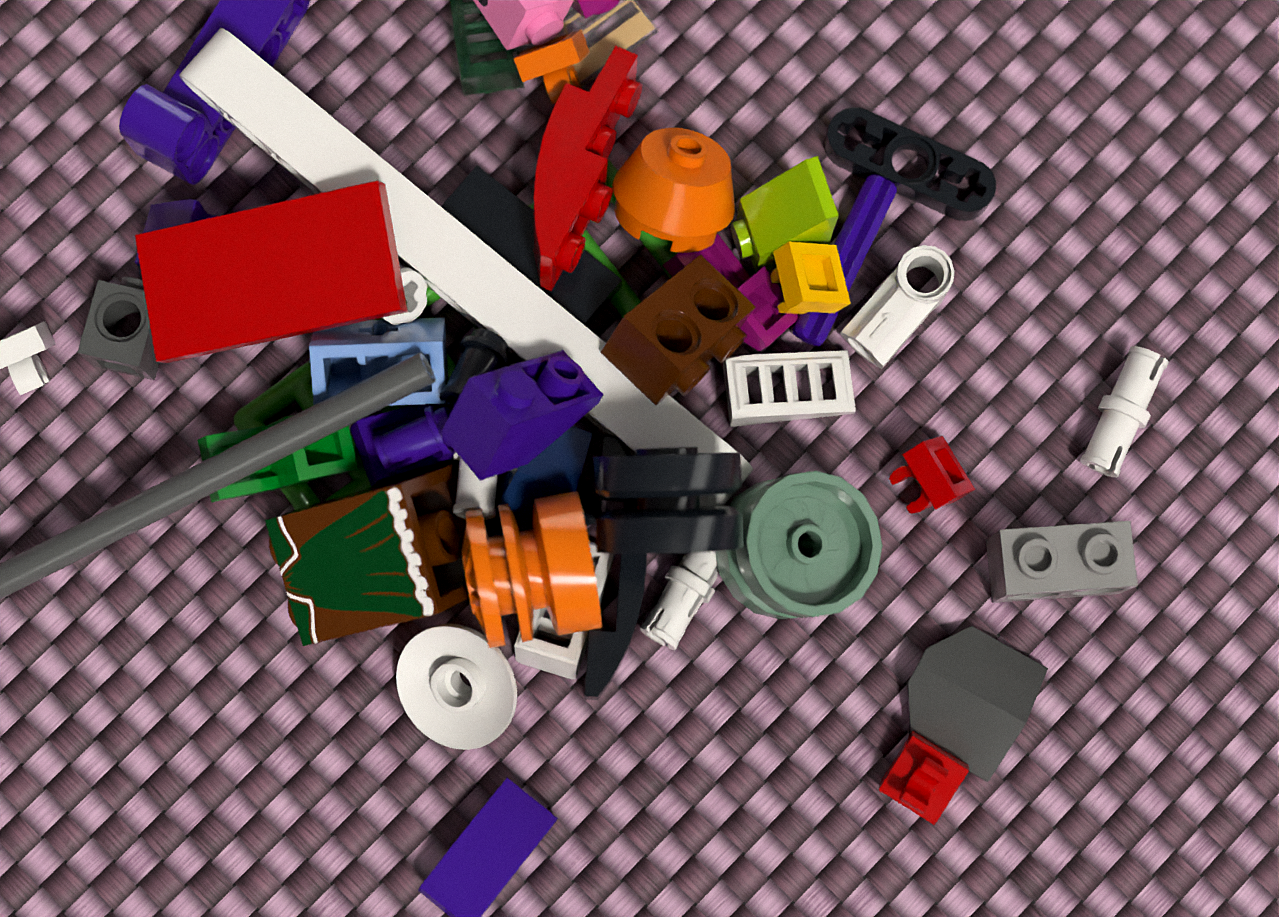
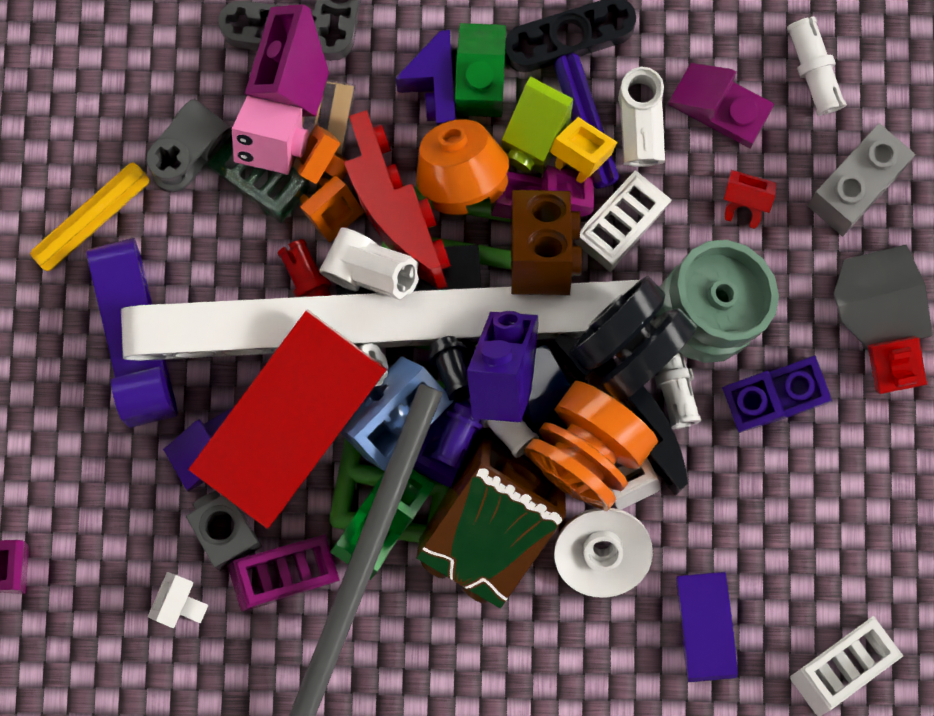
camera: 40 degrees left, 0 degrees up
(99, 396) = (241, 581): none -> magenta slope
(438, 158) = (303, 271): none -> red pin
(490, 197) = (362, 262): none -> white piece
(517, 119) = (331, 207): none -> orange tile
(741, 79) = (432, 72): none -> dark purple slope
(777, 695) = (777, 394): none -> dark purple slope
(786, 118) = (480, 70): none -> green slope
(994, 363) = (721, 104): none -> magenta slope

